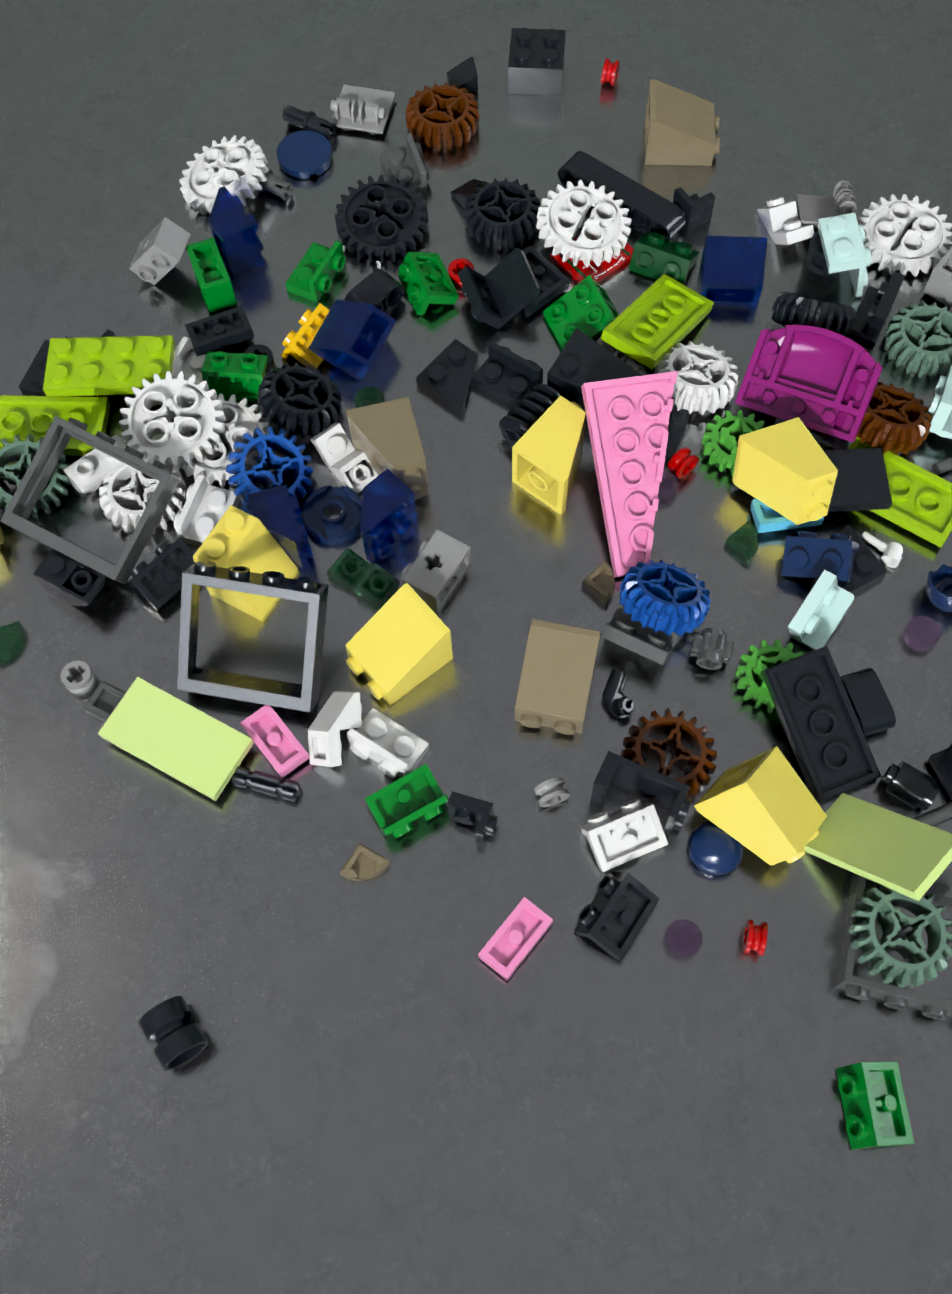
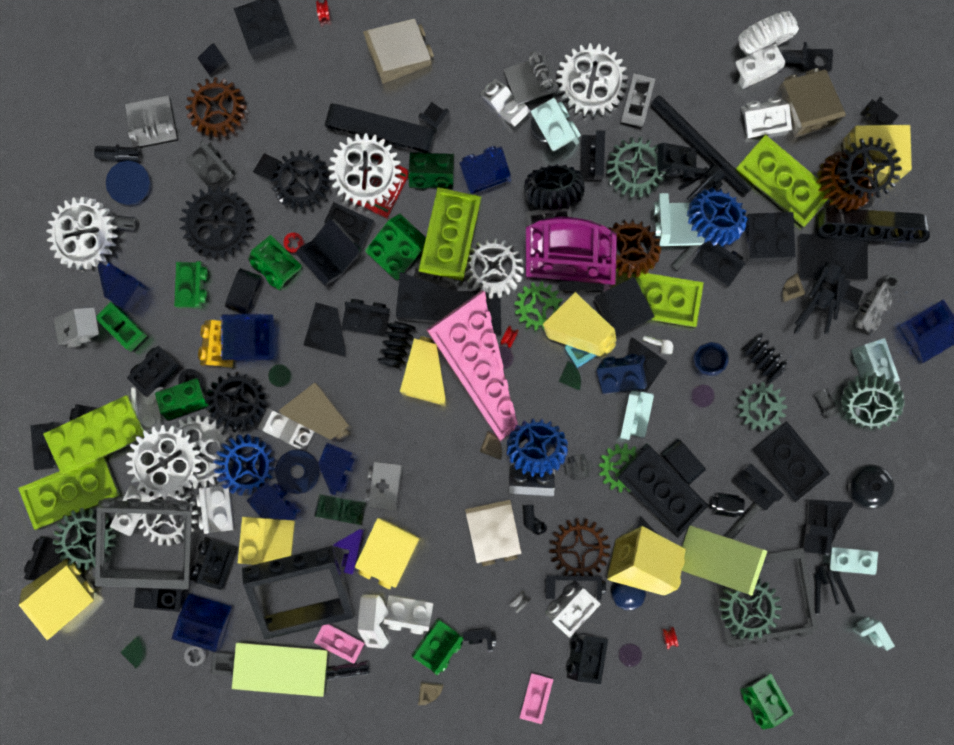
camera: 20 degrees left, 20 degrees up
(108, 636) = (202, 622): none -> clear blue slope
(351, 619) = (352, 543): none -> dark purple slope

